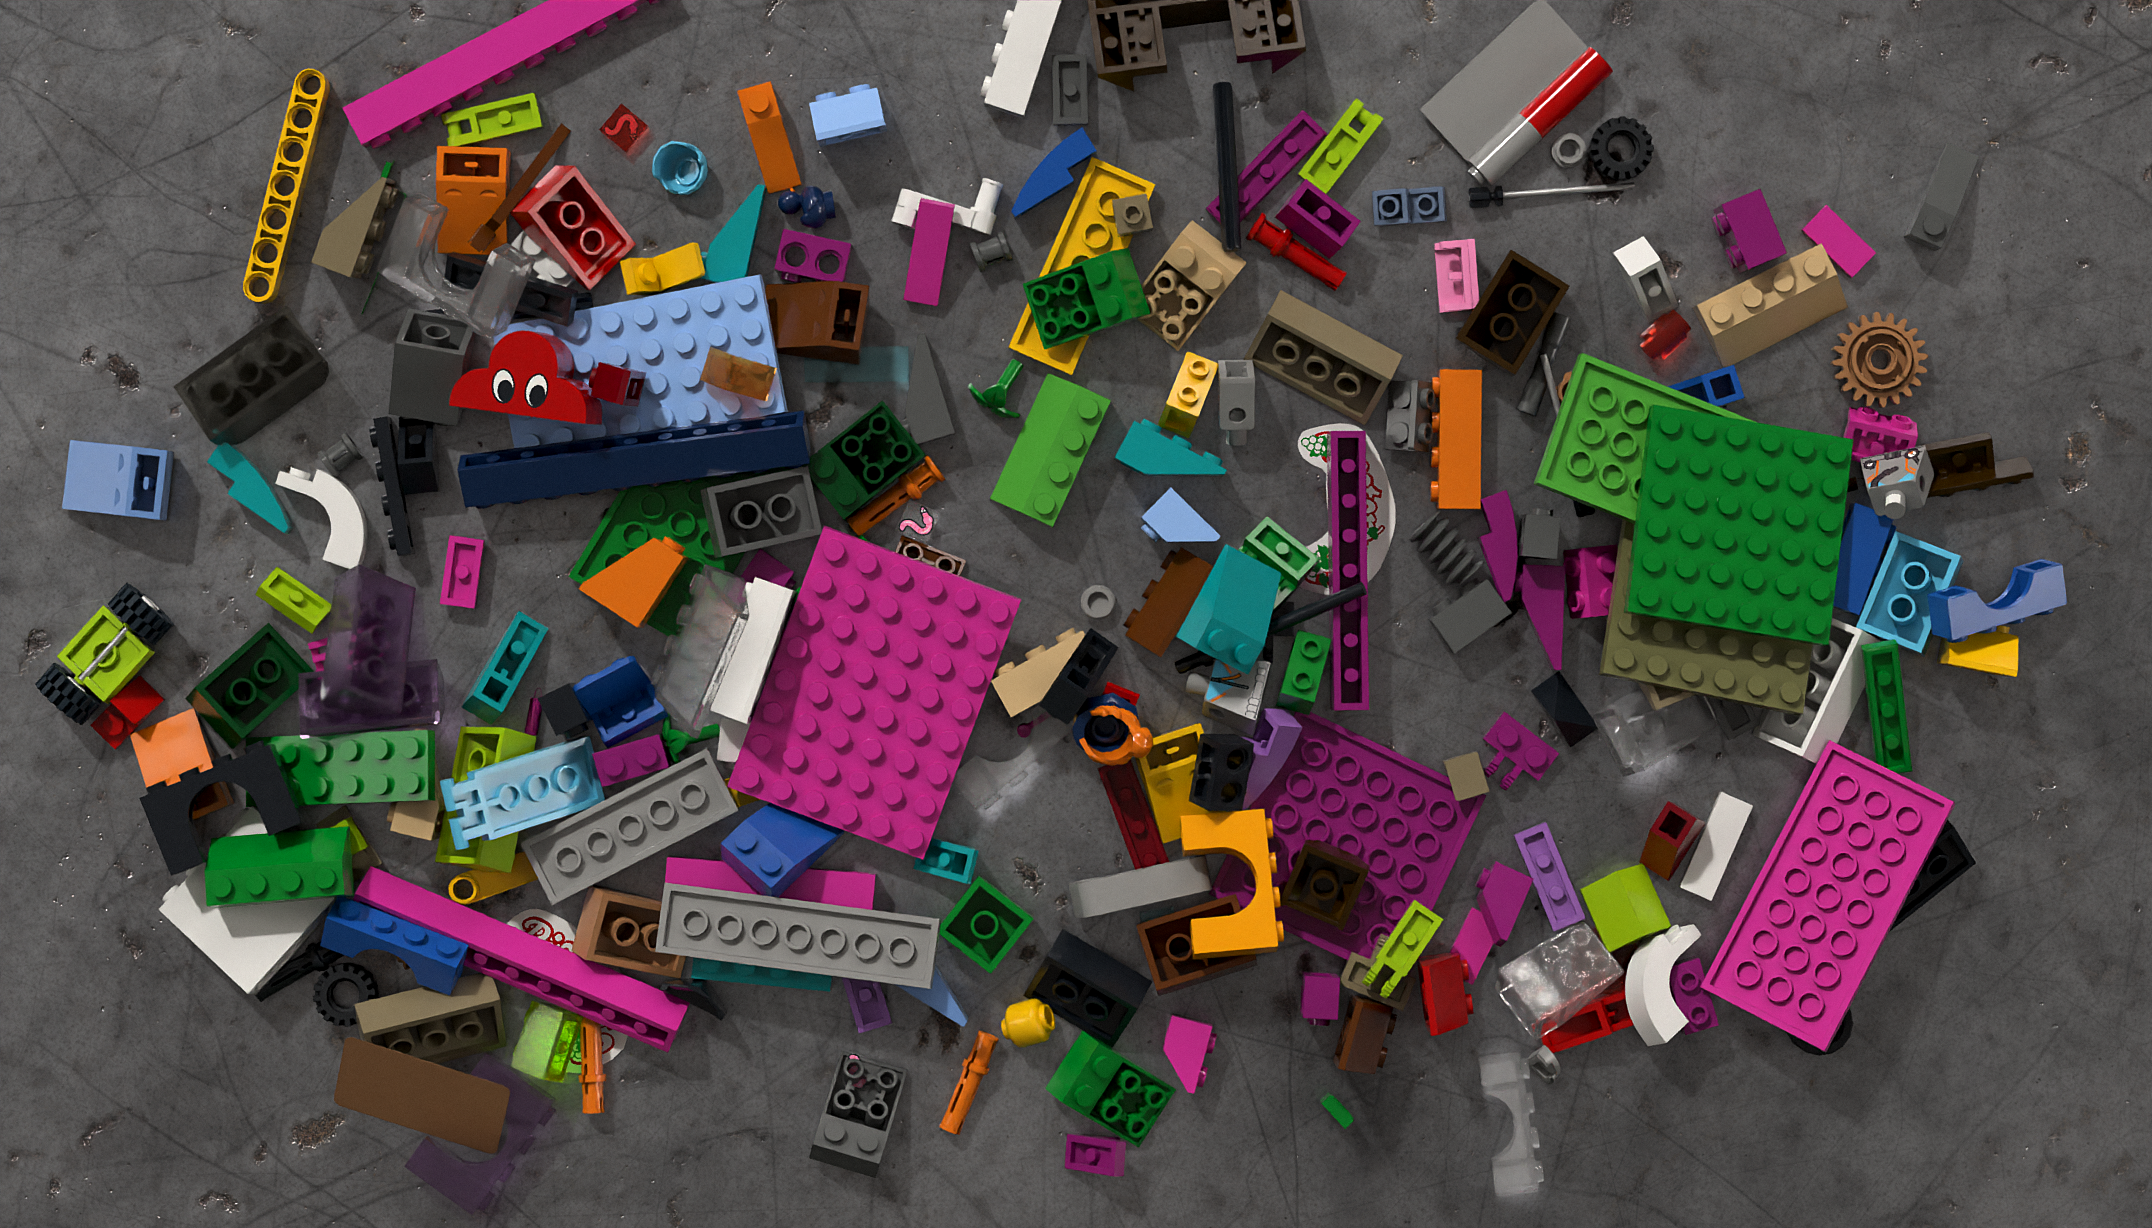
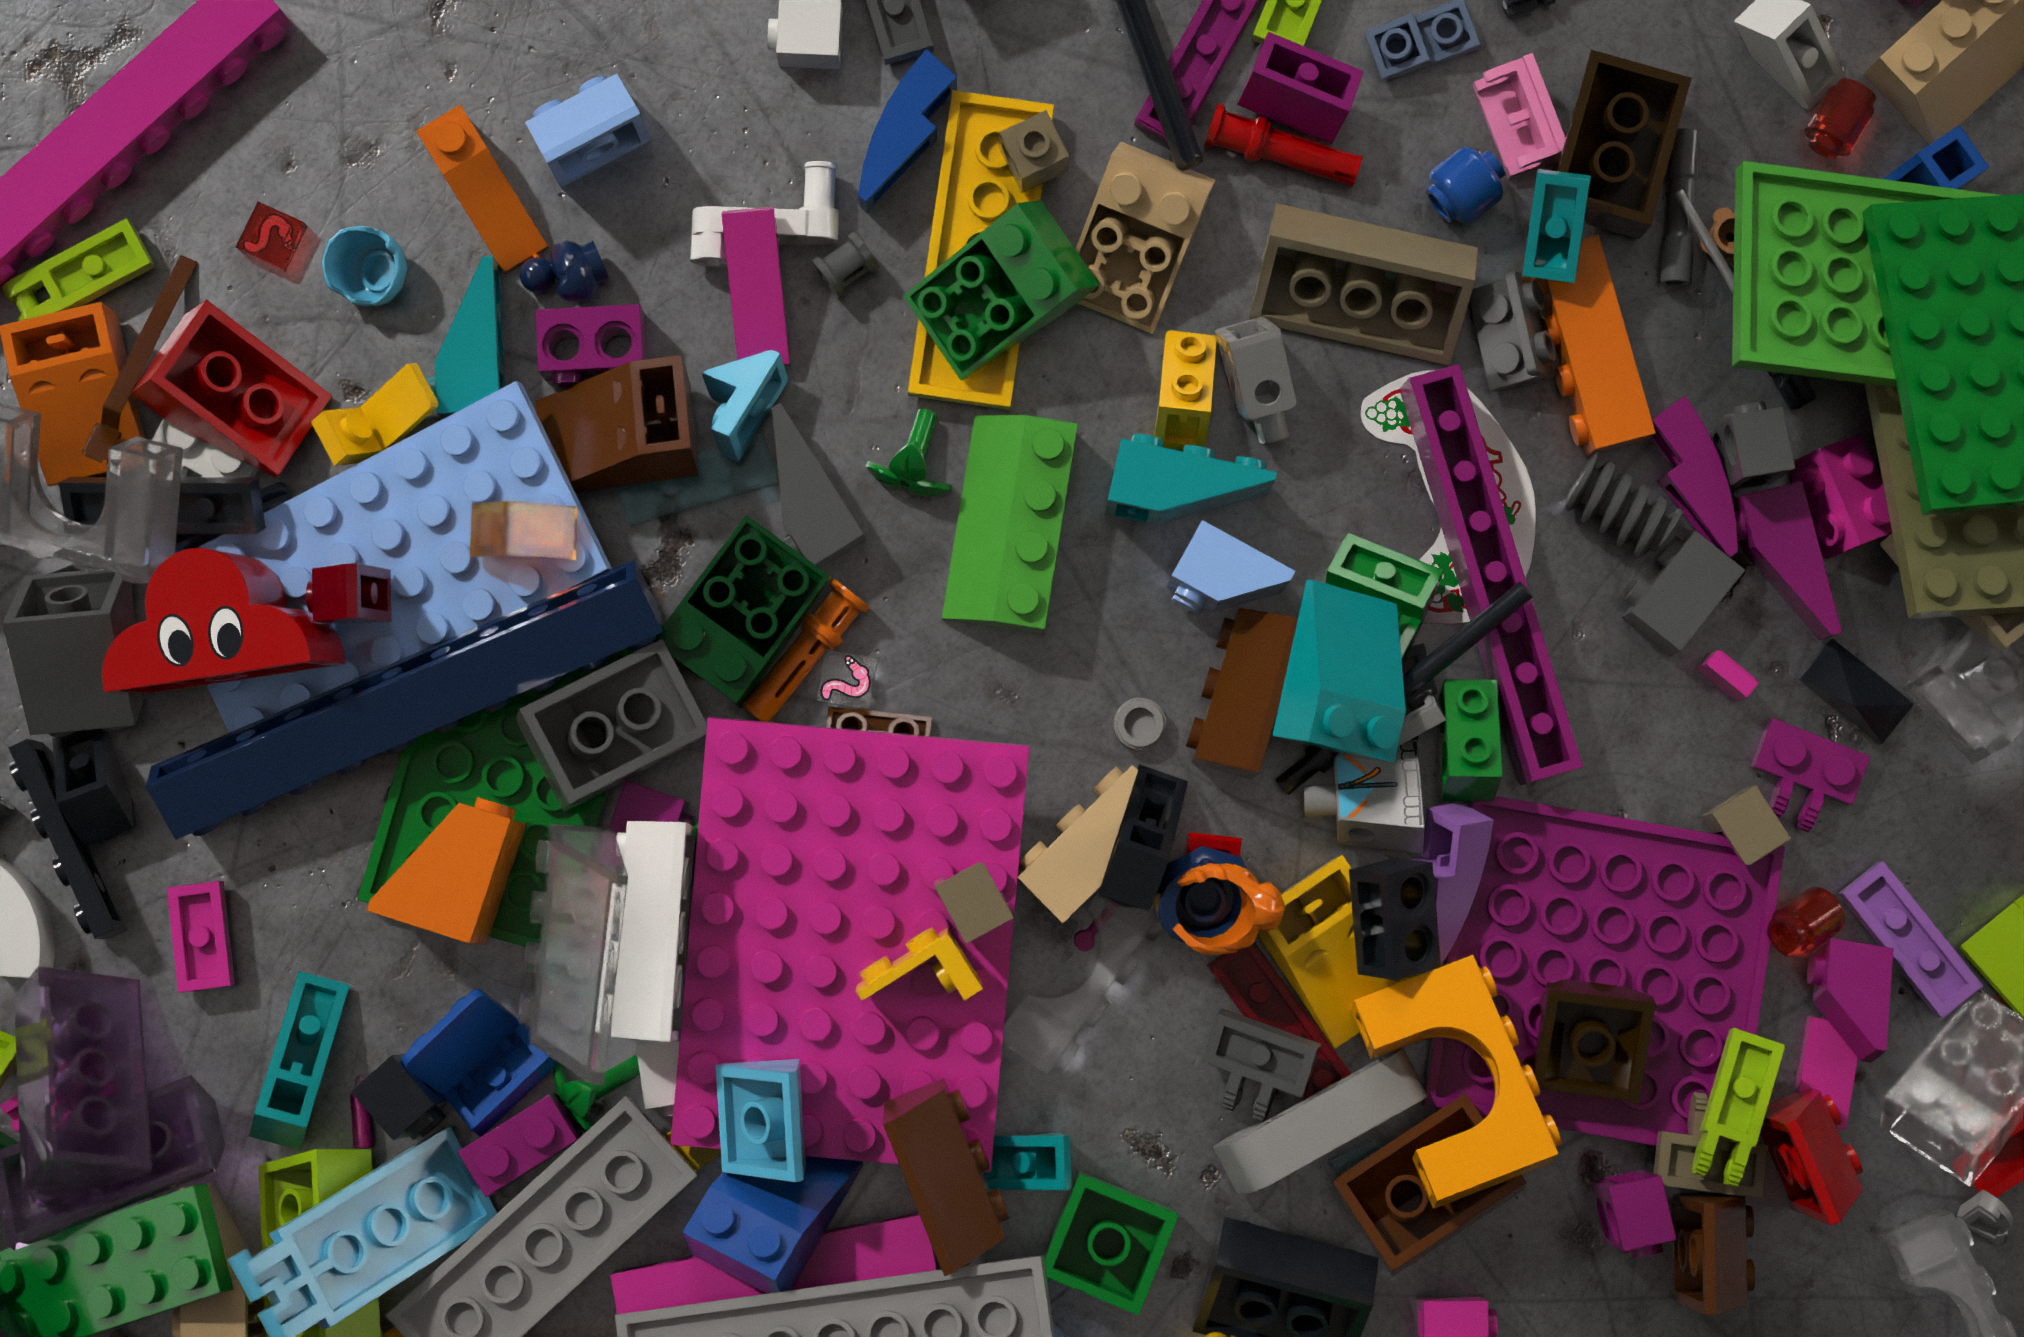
camera: 15 degrees left, 5 degrees down
(788, 786) = (761, 1119): none -> medium azure slope
(894, 852) = (945, 1173): none -> reddish brown slope
(906, 319) = (747, 395): none -> medium azure slope
(933, 727) = (952, 969): none -> yellow bracket
(958, 689) = (973, 901): none -> dark tan panel
(1115, 834) = (1261, 1054): none -> dark grey hinge
(1279, 649) = (1424, 716): none -> light grey tile
(1407, 311) = (1465, 185): none -> blue head
(1453, 359) = (1556, 225): none -> teal slope
(1482, 676) = (1727, 675): none -> dark pink tile
(1484, 847) = (1806, 922): none -> clear red brick

